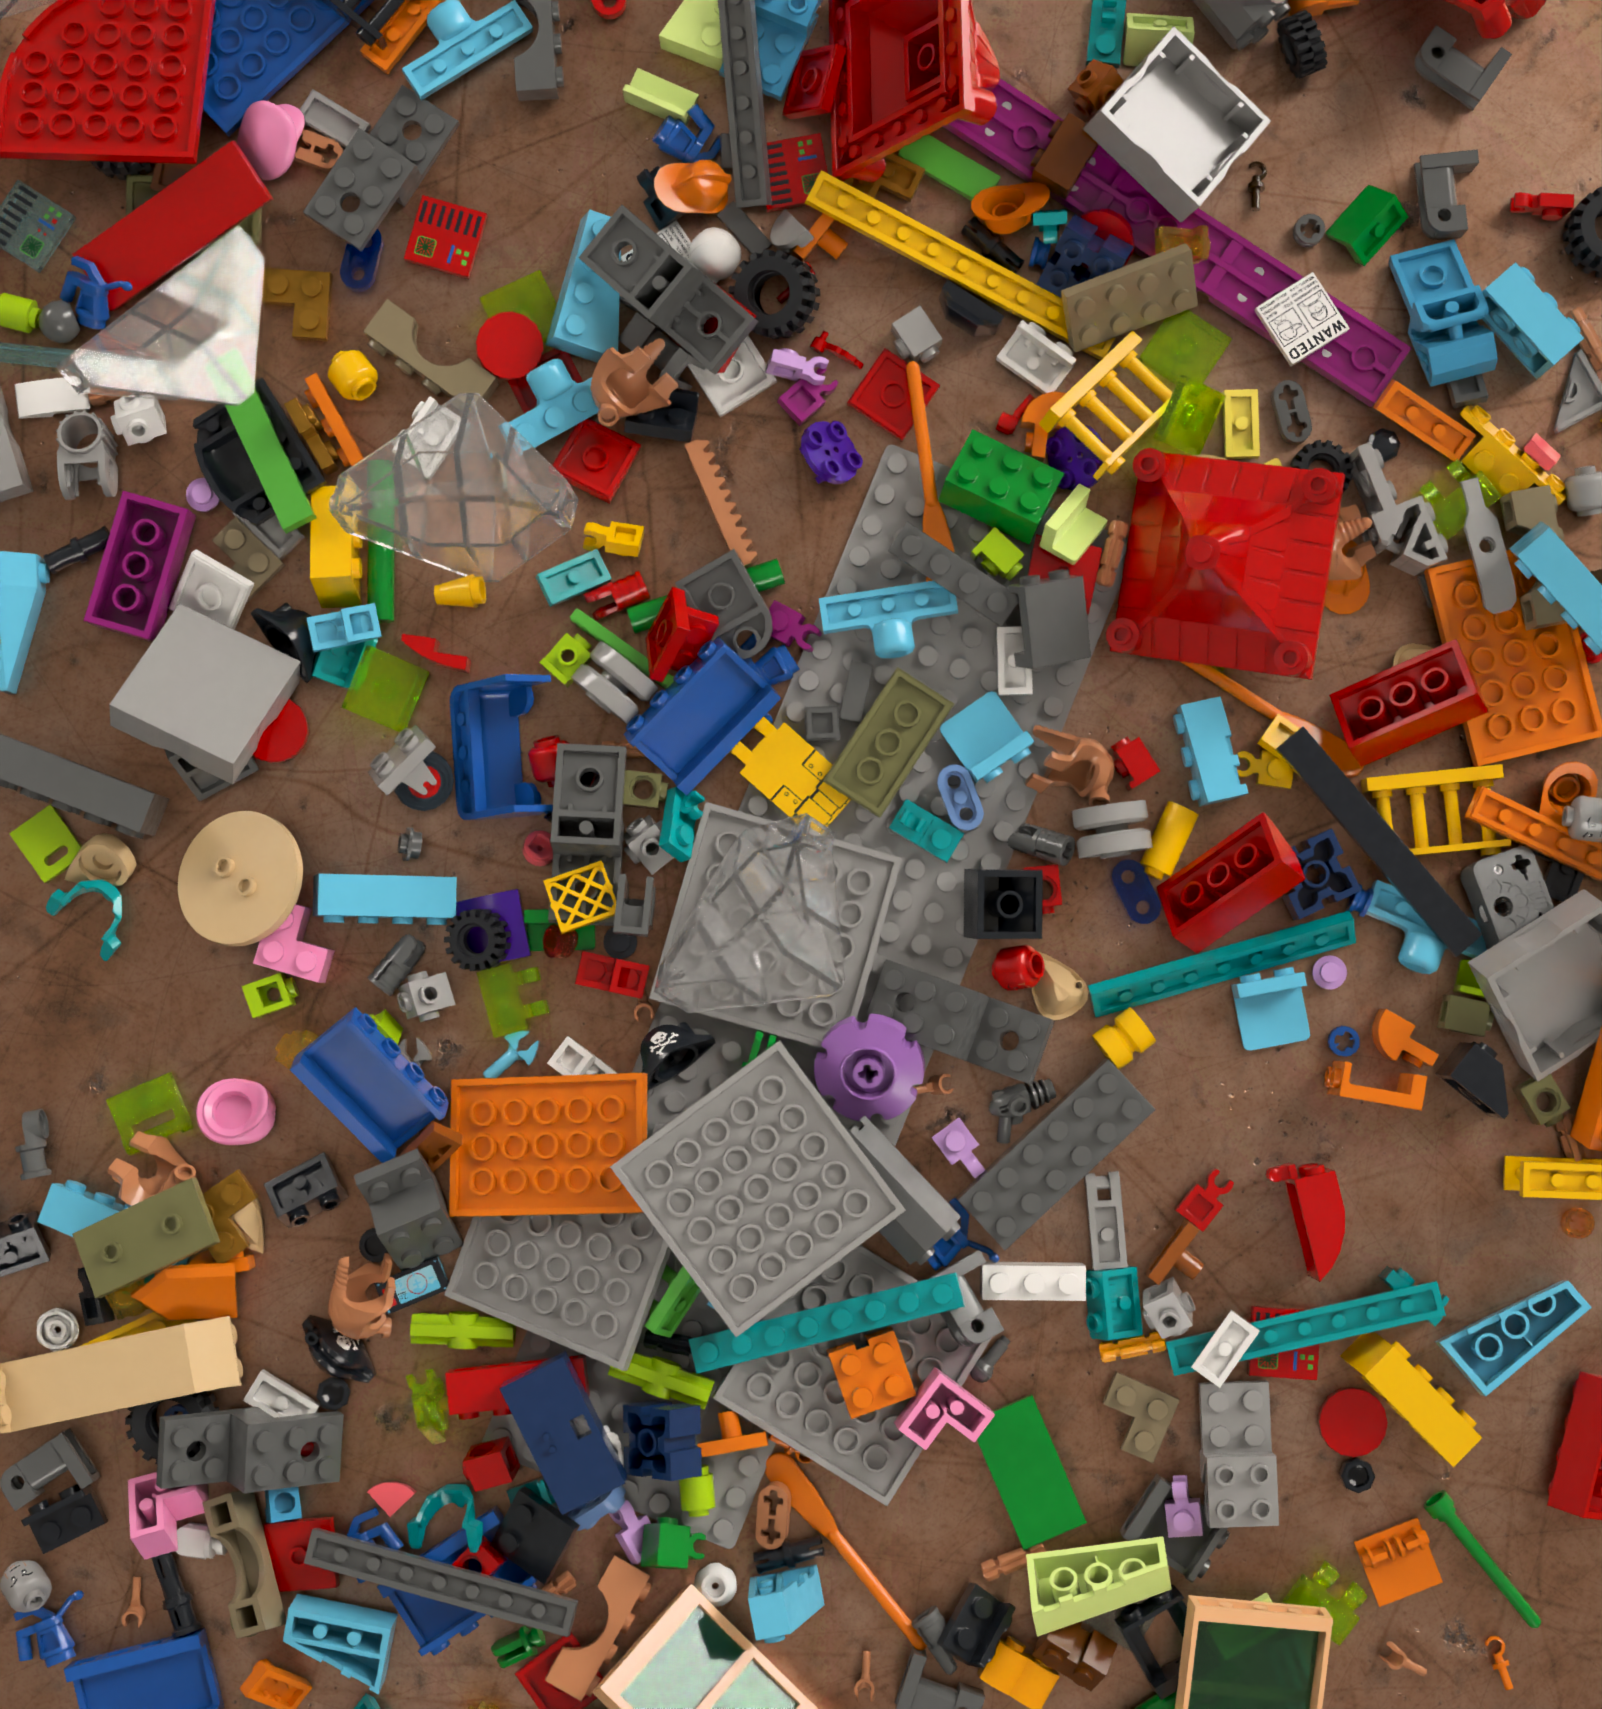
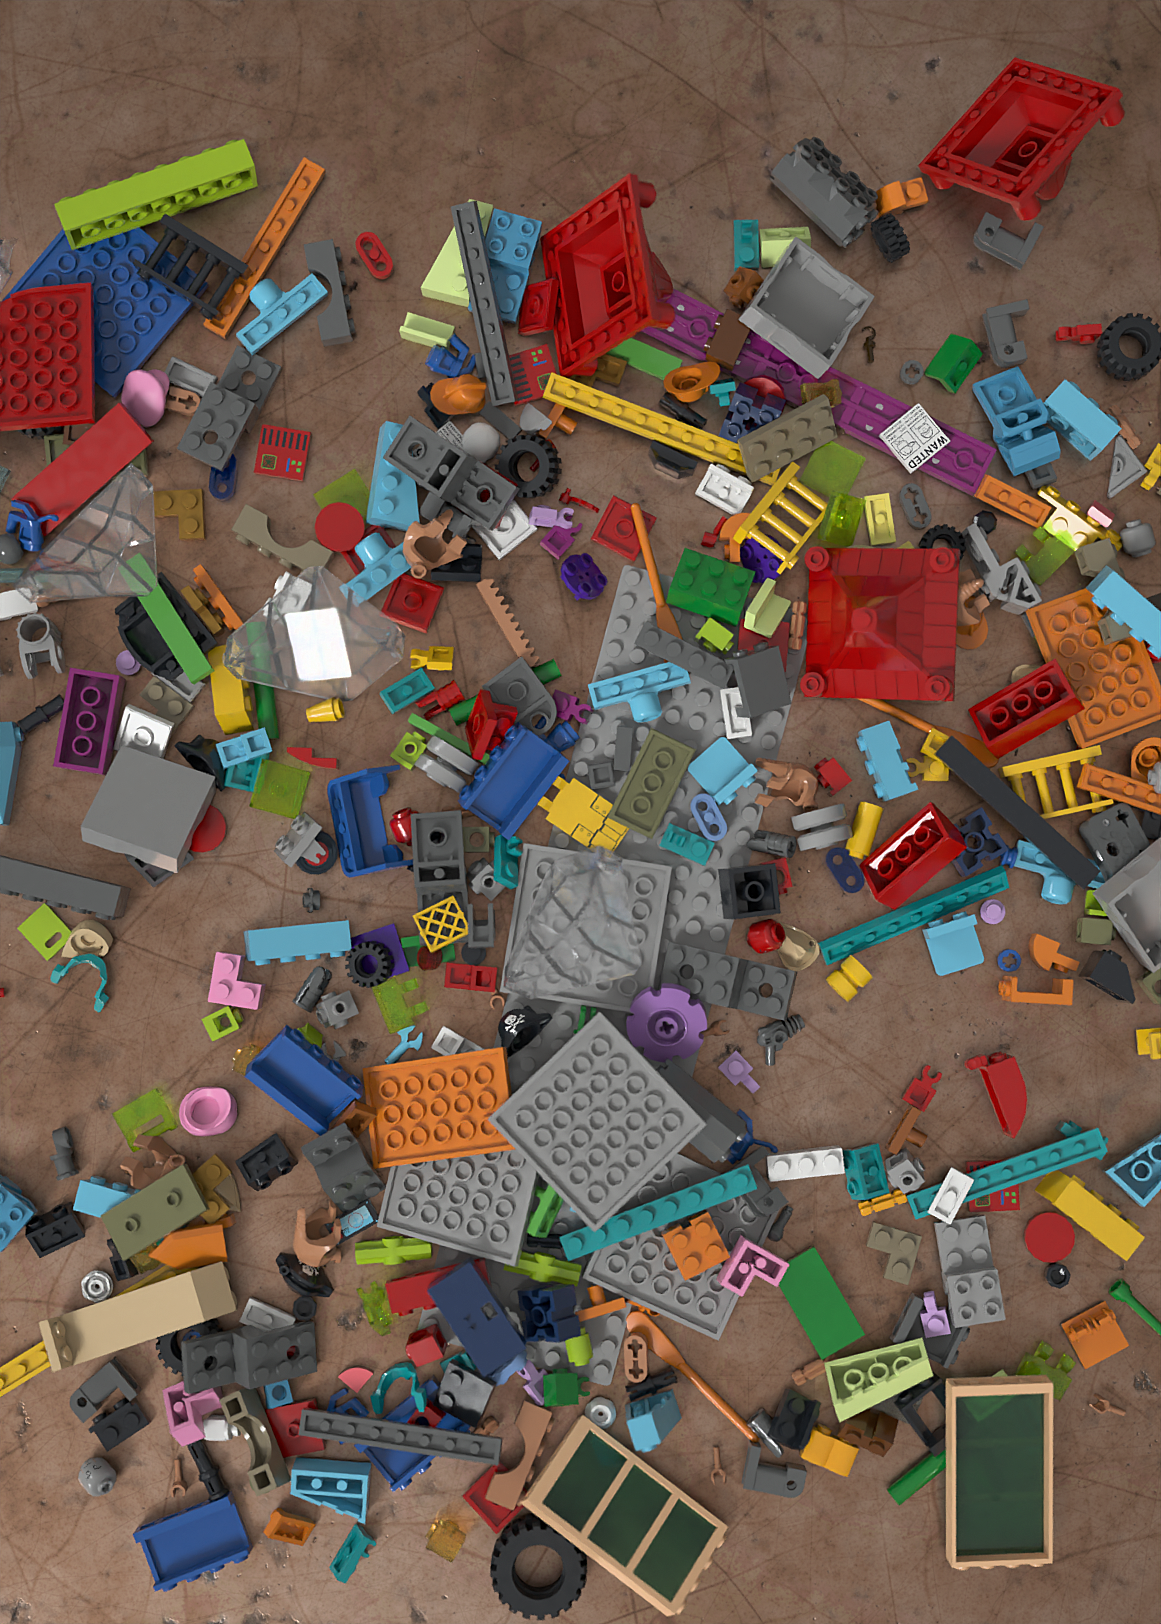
camera: 10 degrees left, 0 degrees up
(52, 1636) = (121, 1511): blue piece -> none
(138, 419) = (74, 614): white brick -> none
(240, 878) = (190, 940): tan plate -> none
(352, 375) = (227, 562): yellow head -> none
(371, 1246) = (319, 1197): black plate -> none
(518, 1646) = (462, 1475): green arm -> none
(538, 848) = (405, 891): coral tile -> none
(916, 336) = (635, 484): light grey brick -> none
(1039, 253) = (717, 413): blue bush -> none
(1055, 1153) = (809, 1068): dark grey brick -> none
(1106, 1222) = (852, 1113): light grey plate -> none
(1492, 566) = (1074, 602): light grey piece -> none

